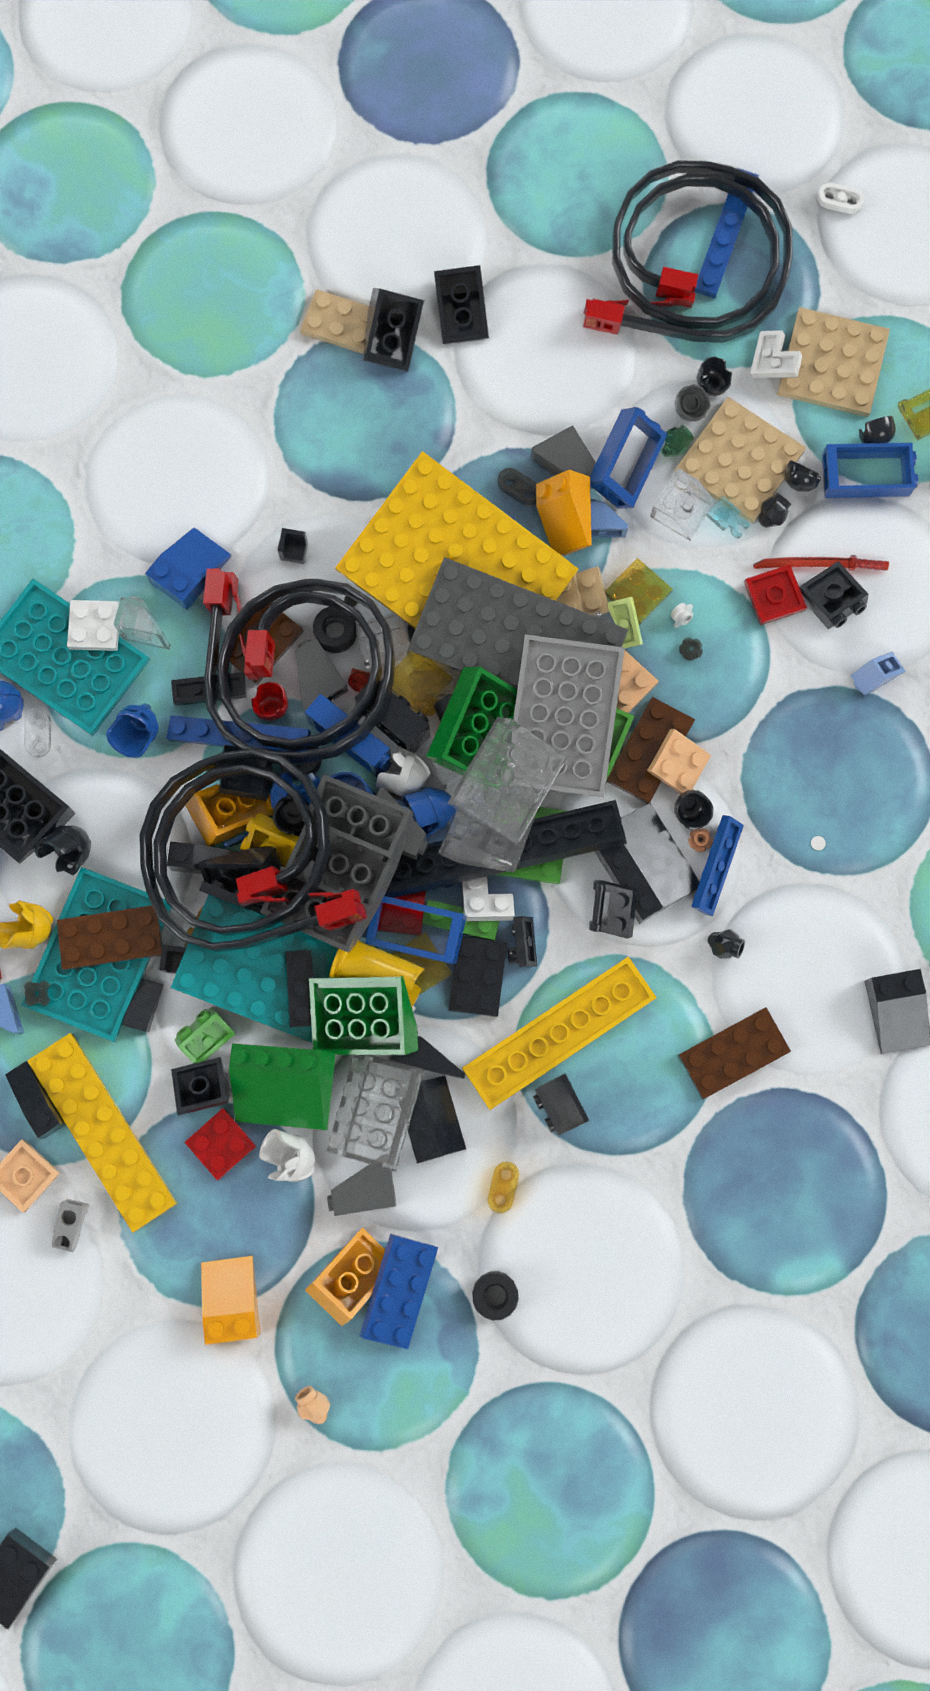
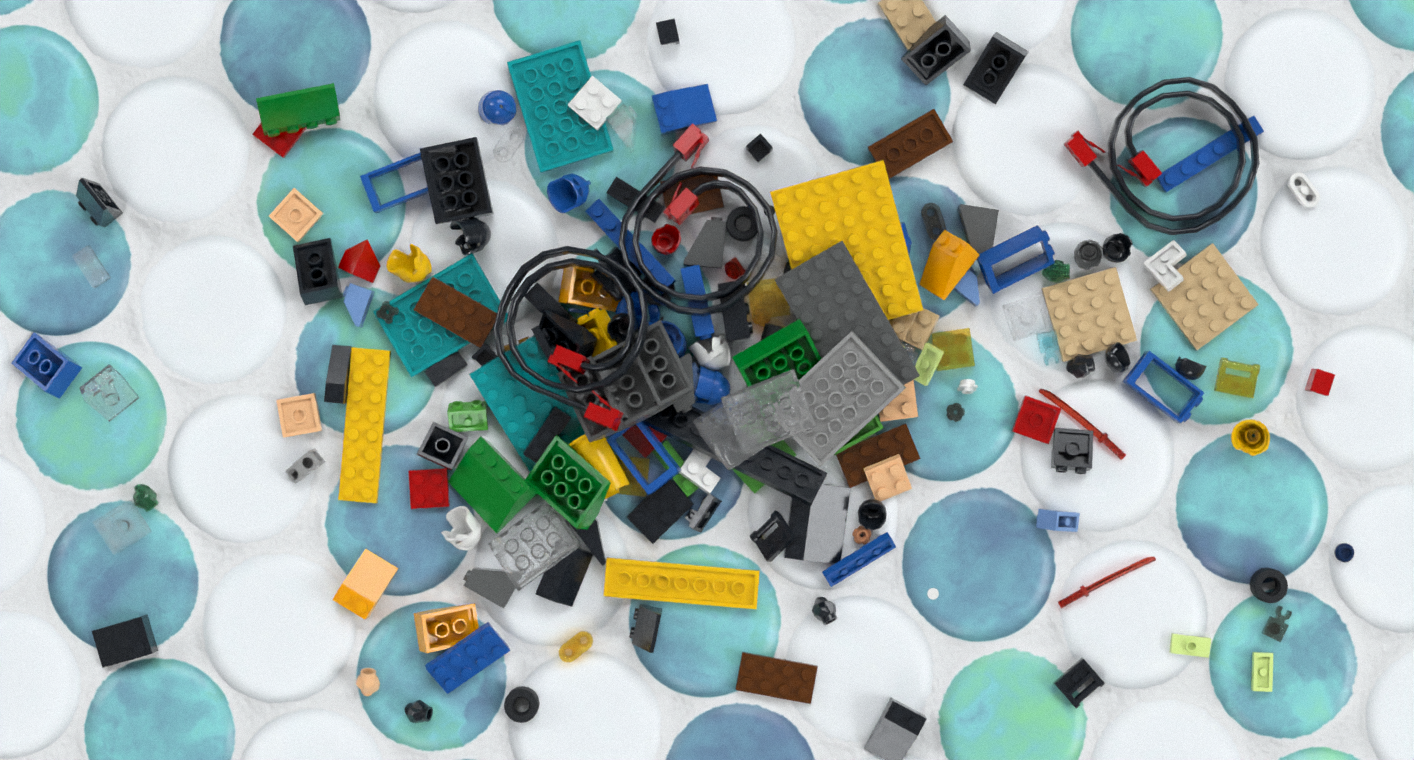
camera: 35 degrees right, 10 degrees up
(114, 505) = (667, 32): none -> black panel
(392, 1394) = (418, 712): none -> black rock
(439, 427) = (911, 143): none -> reddish brown plate

